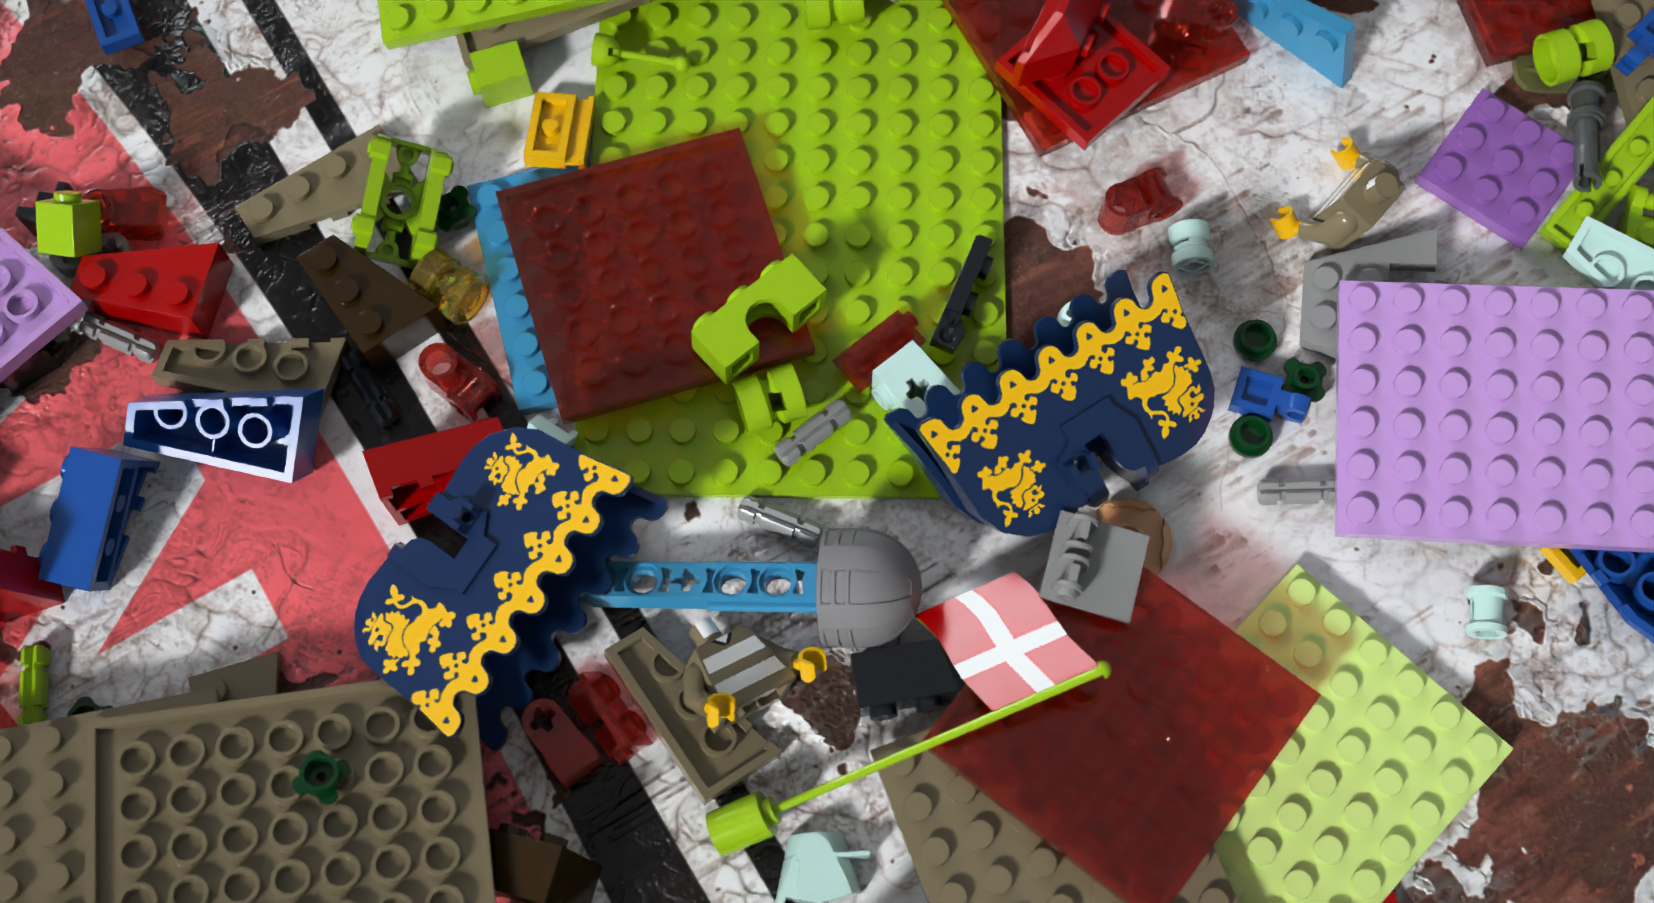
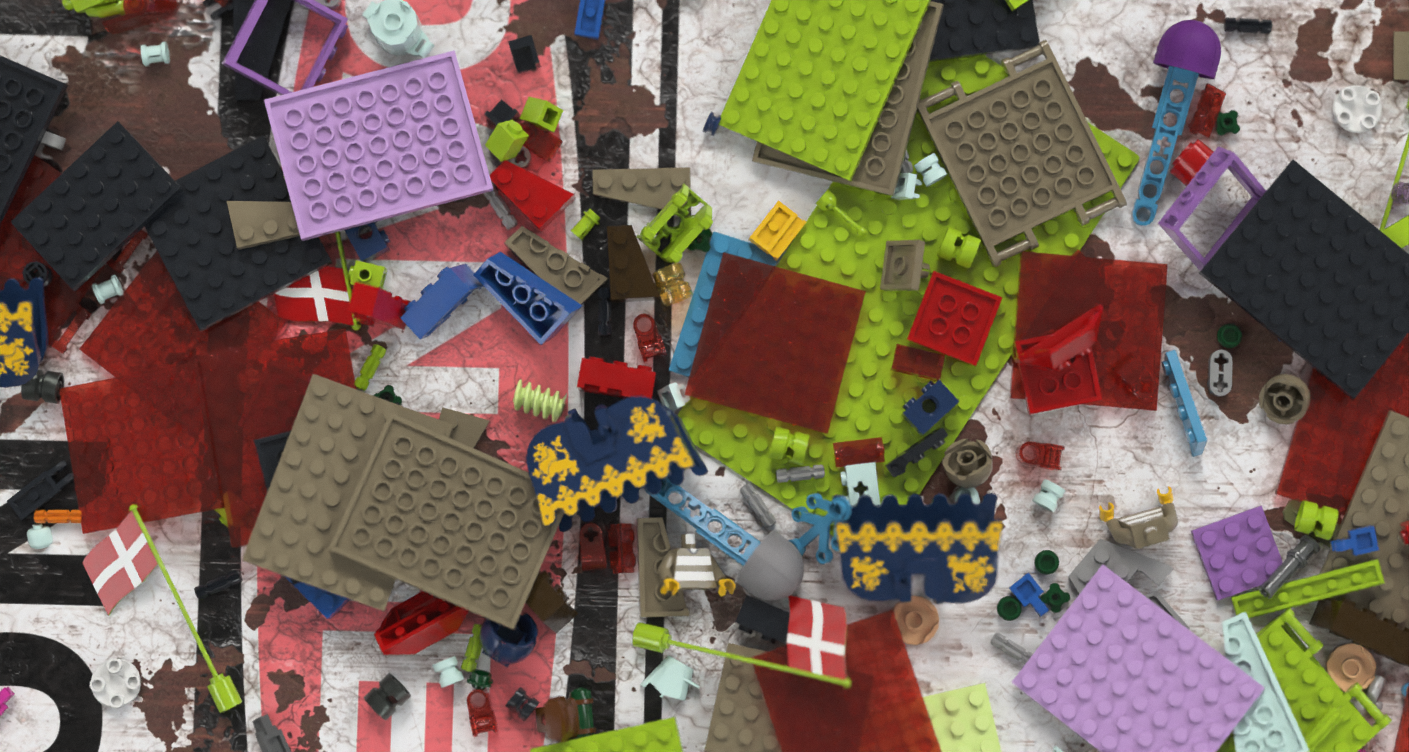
camera: 35 degrees right, 15 degrees up
(40, 113) = (524, 54): none -> black panel
(109, 166) = (541, 114): none -> lime brick
(267, 285) = (585, 224): none -> lime pin
(318, 763) = (480, 498): dark green plate -> none
(334, 573) = (538, 401): none -> yellowish green piece
(376, 51) = (712, 124): none -> dark blue bush
(499, 74) = (766, 178): lime brick -> none
(769, 60) = (903, 265): none -> dark tan tile
(782, 292) = (785, 404): lime arch -> none
(880, 183) = (917, 362): none -> clear red hinge
(890, 94) = (954, 318): none -> red plate
(896, 472) = (838, 510): none -> dark azure plant
(940, 249) = (943, 401): none -> dark blue brick
(1048, 267) = (968, 463): none -> dark tan cylinder
(1094, 565) = (880, 630): light grey hinge -> none

